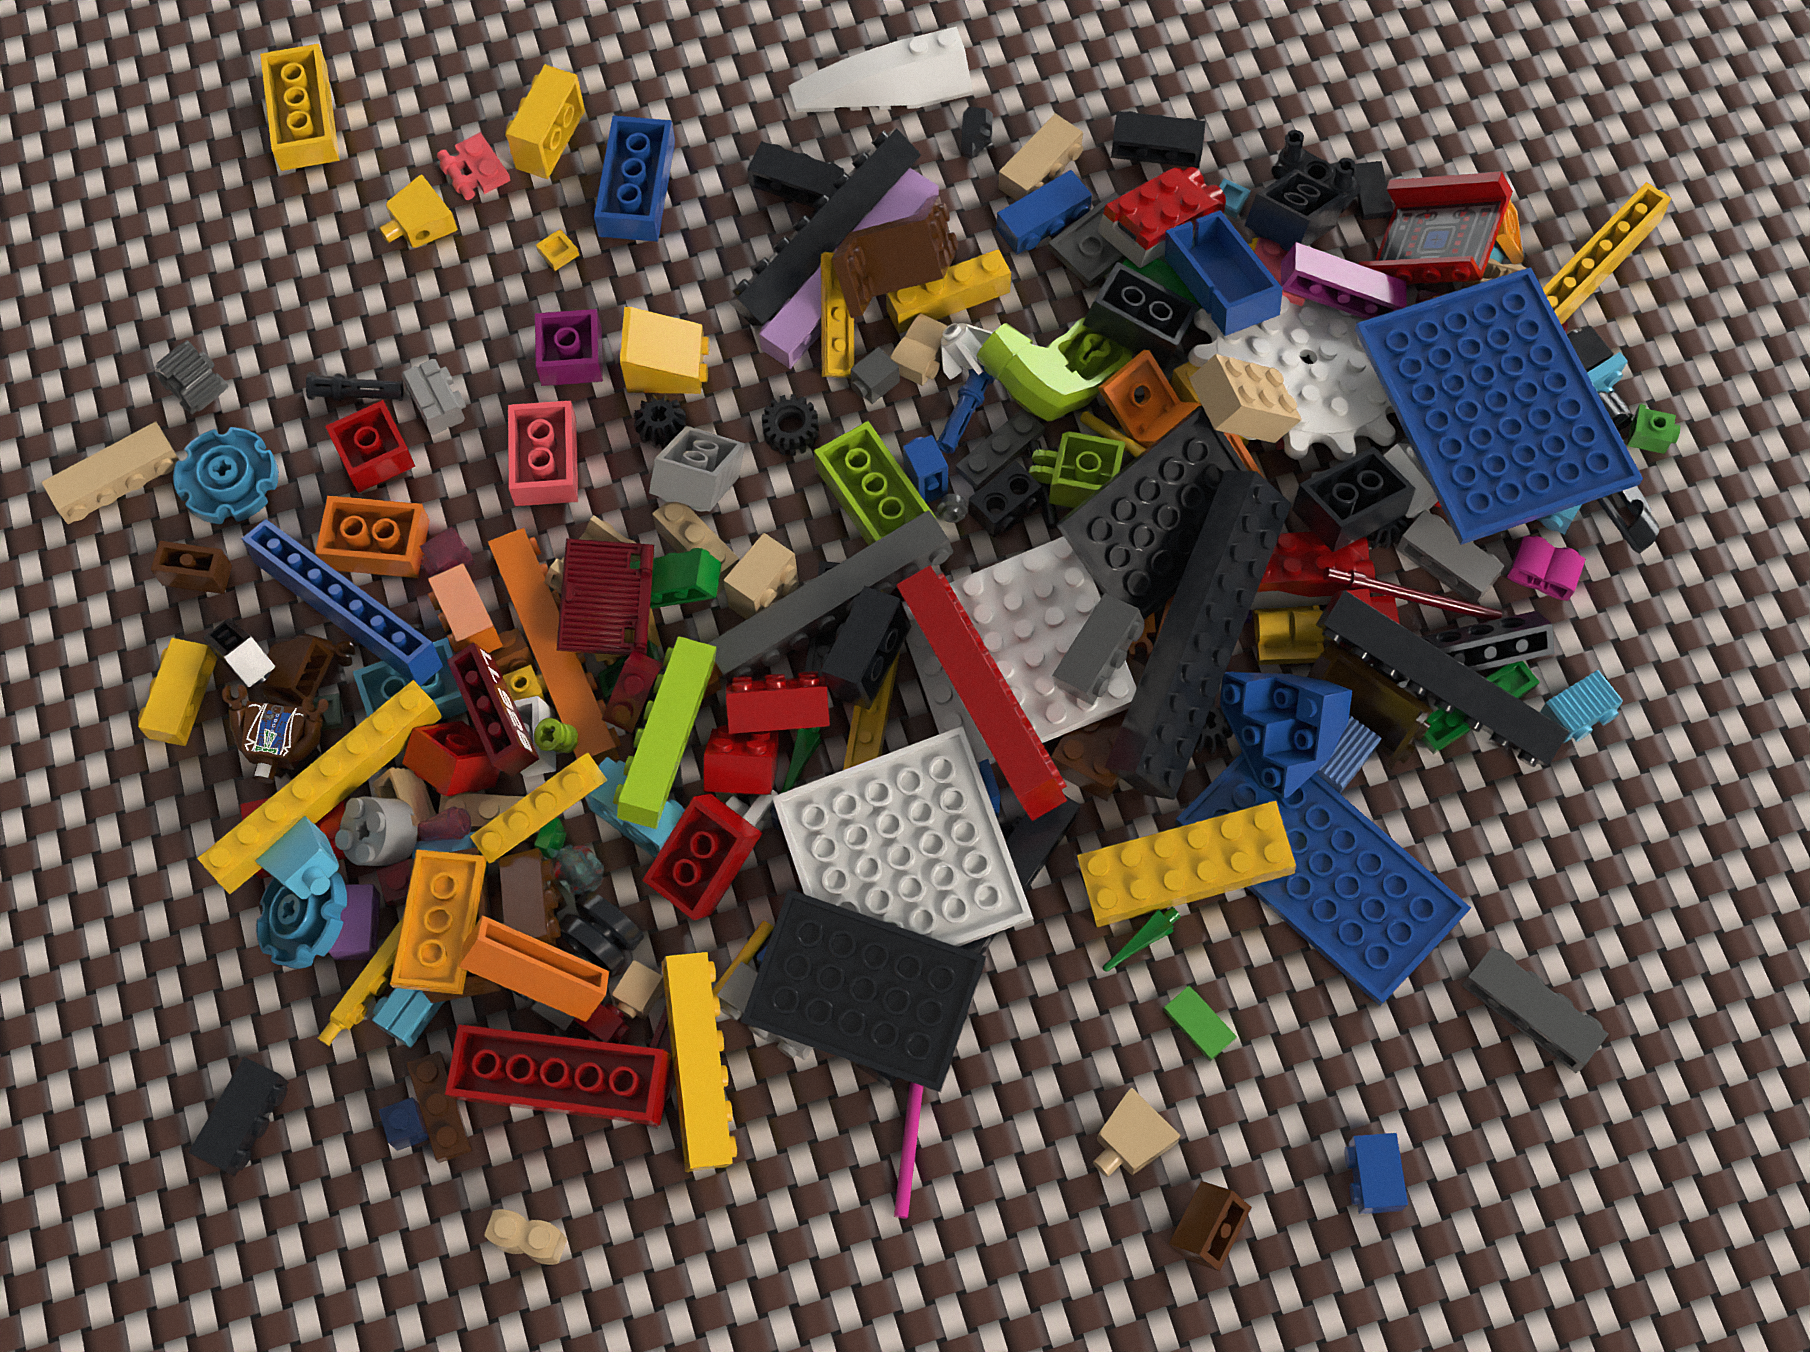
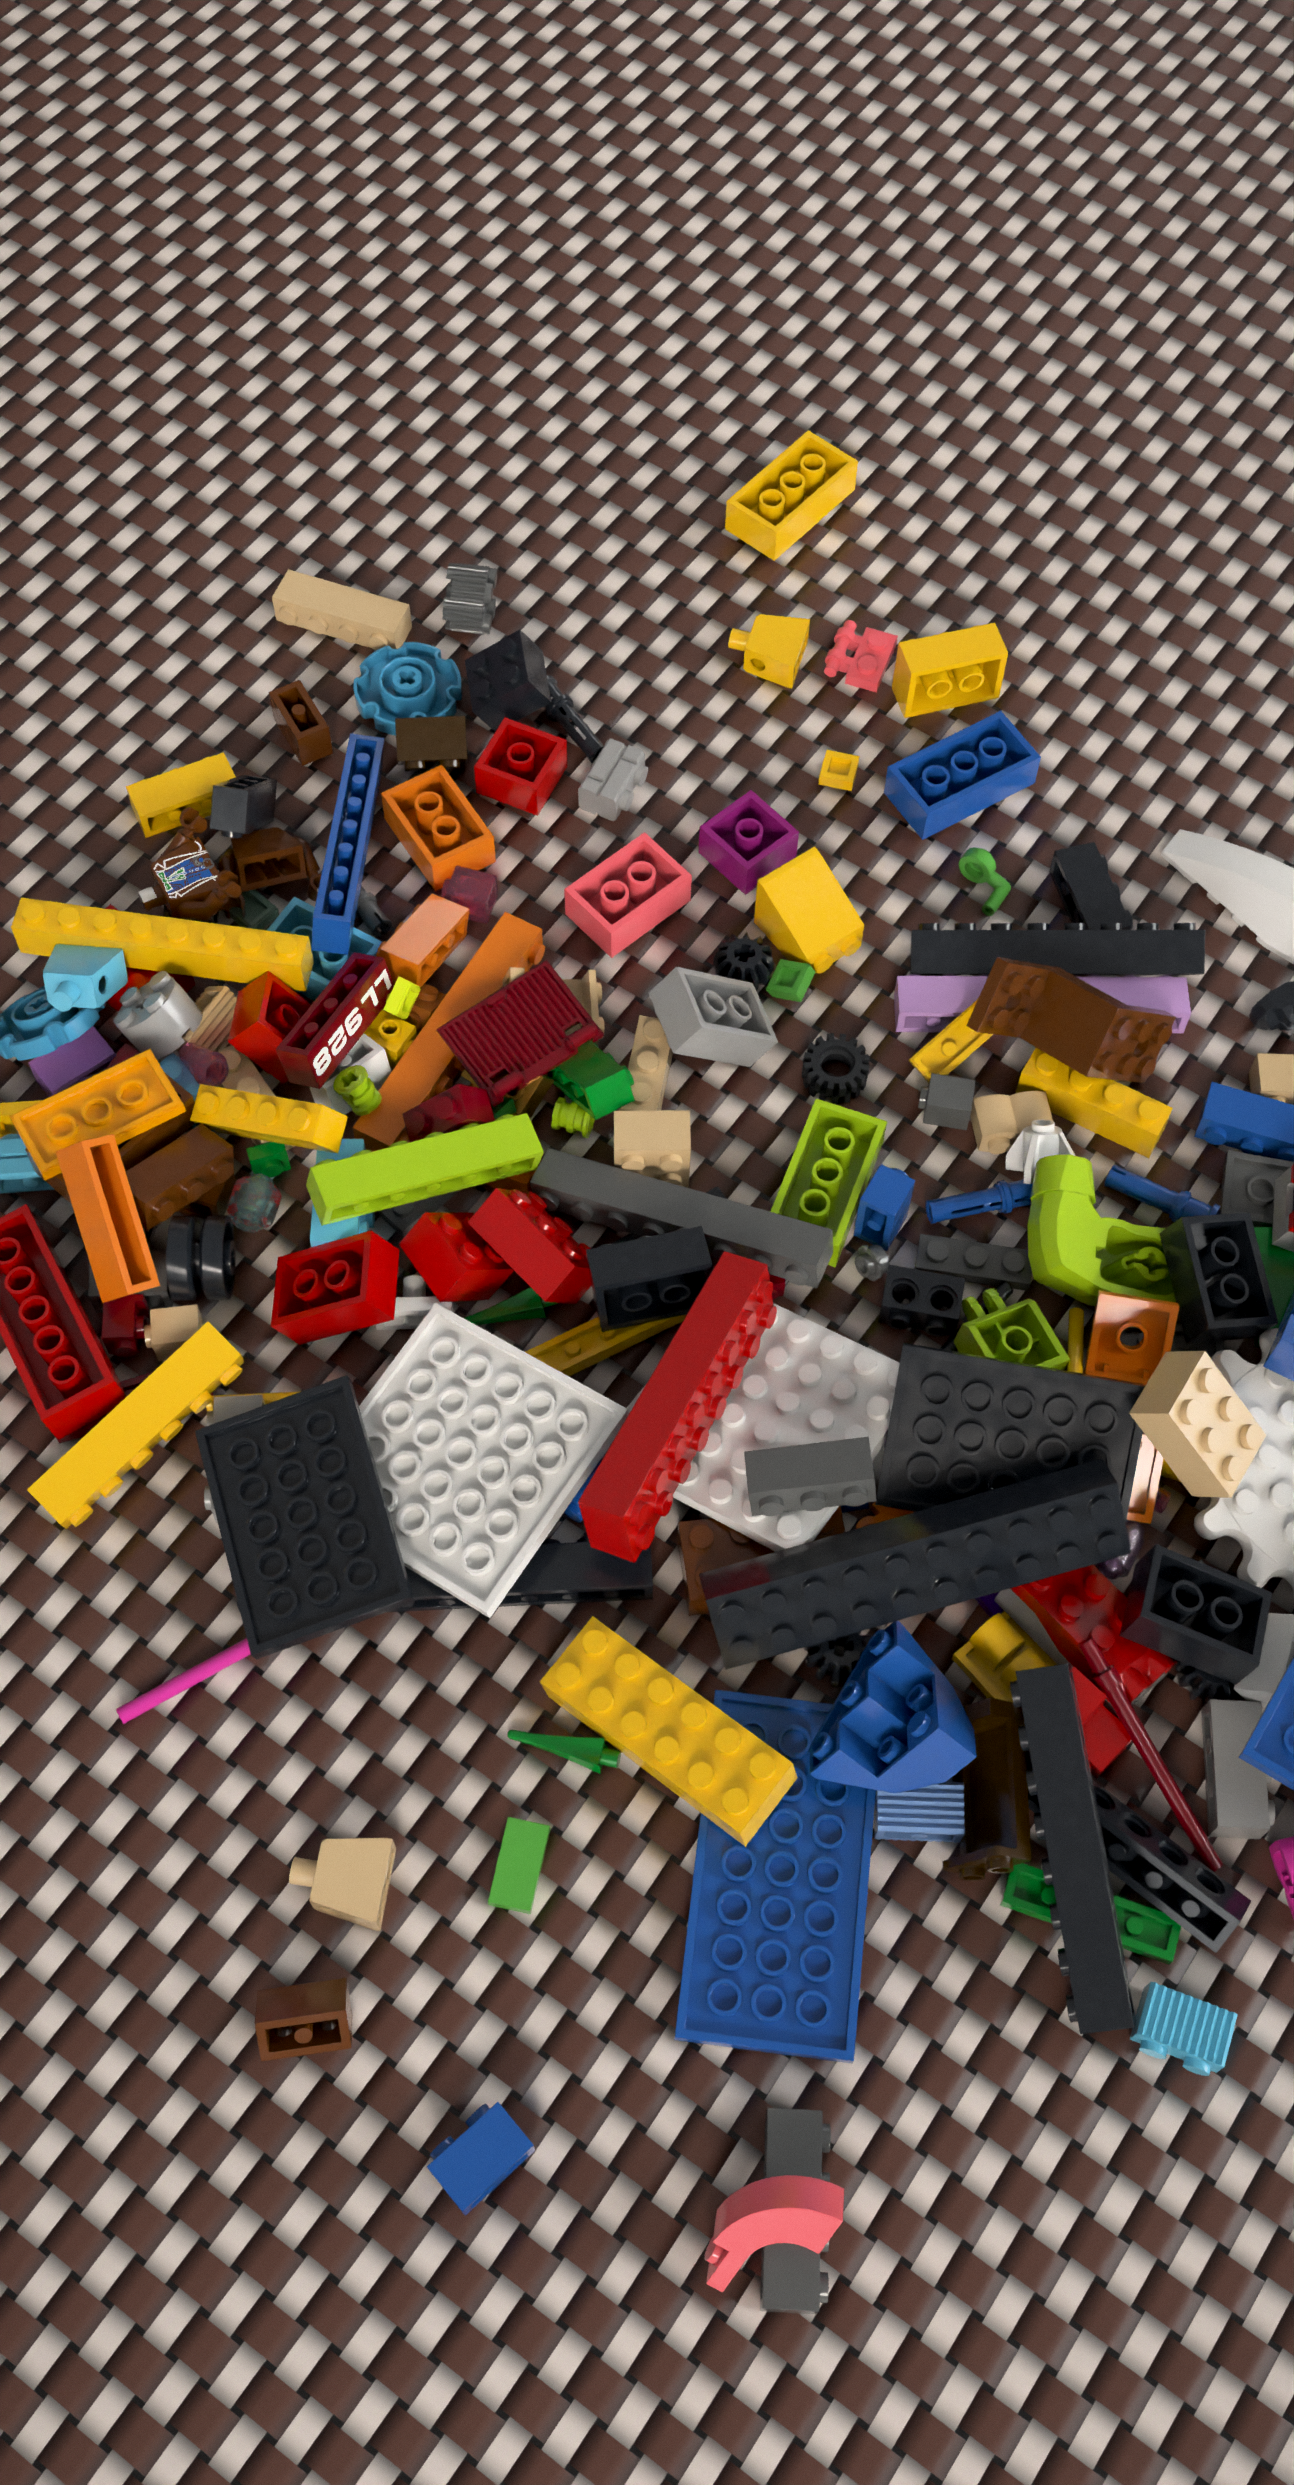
camera: 50 degrees right, 5 degrees down
(289, 403) = (507, 680): none -> black brick
(298, 490) = (431, 742): none -> dark brown brick
(504, 657) = (402, 998): none -> neon yellow tile
(687, 615) = (572, 1118): none -> lime bush
(699, 402) = (790, 980): none -> bright green plate
(714, 223) = (980, 868): none -> bright green plate
(1061, 301) = (1155, 1195): none -> blue pin
(1537, 1020) = (768, 2213): none -> coral arch

